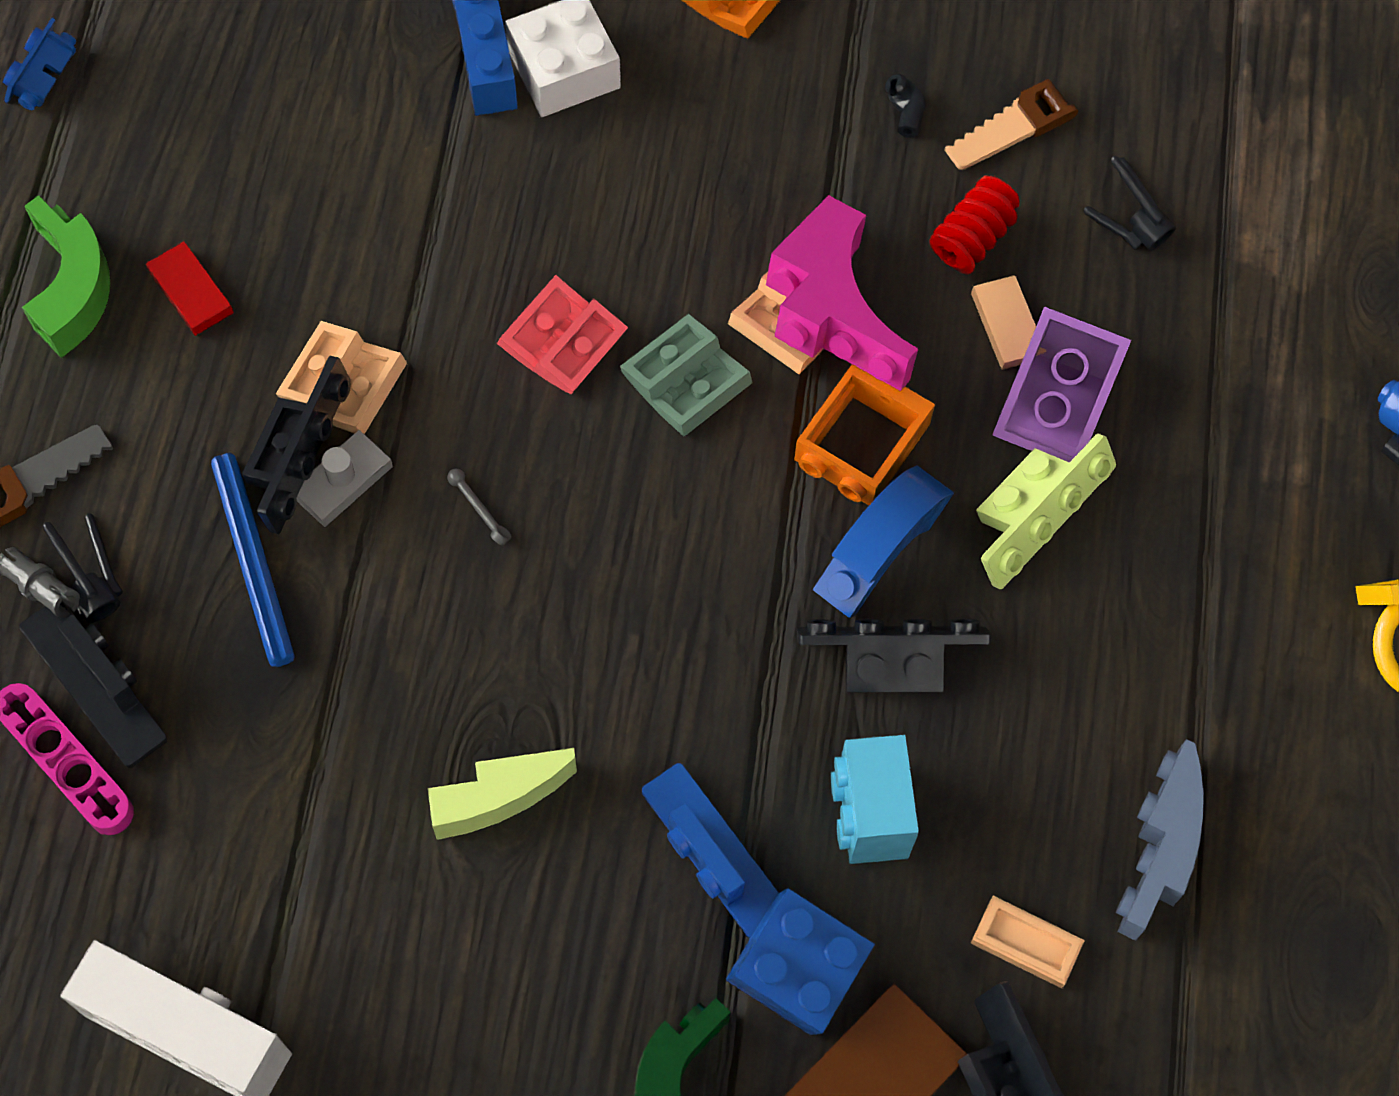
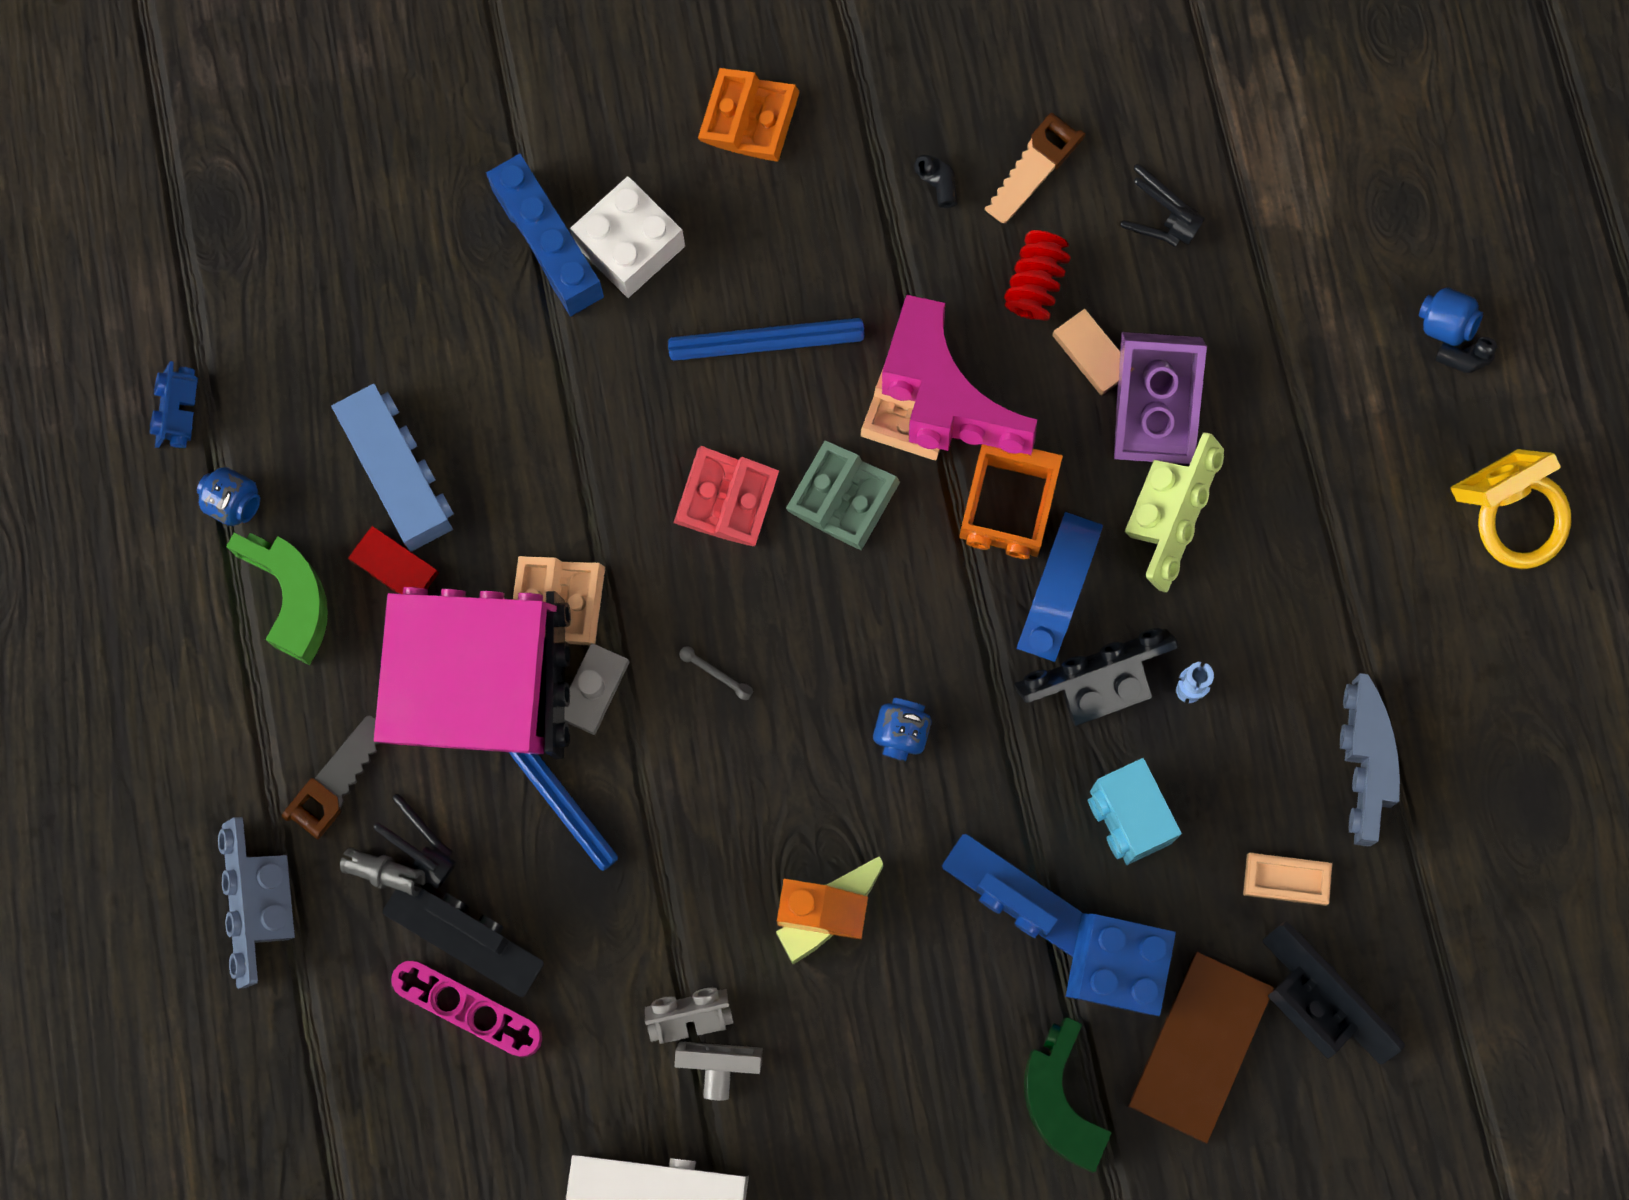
camera: 15 degrees left, 10 degrees up
(51, 164) = (228, 496): none -> blue head
(205, 404) = (462, 671): none -> dark pink panel
(230, 194) = (392, 466): none -> medium blue brick
(278, 845) = (702, 1008): none -> light grey hinge
(307, 914) = (718, 1064): none -> light grey tile
(483, 776) = (821, 909): none -> orange slope
(654, 627) = (902, 728): none -> blue head
(667, 198) = (766, 339): none -> blue axle
(996, 683) = (1194, 682): none -> light blue pin

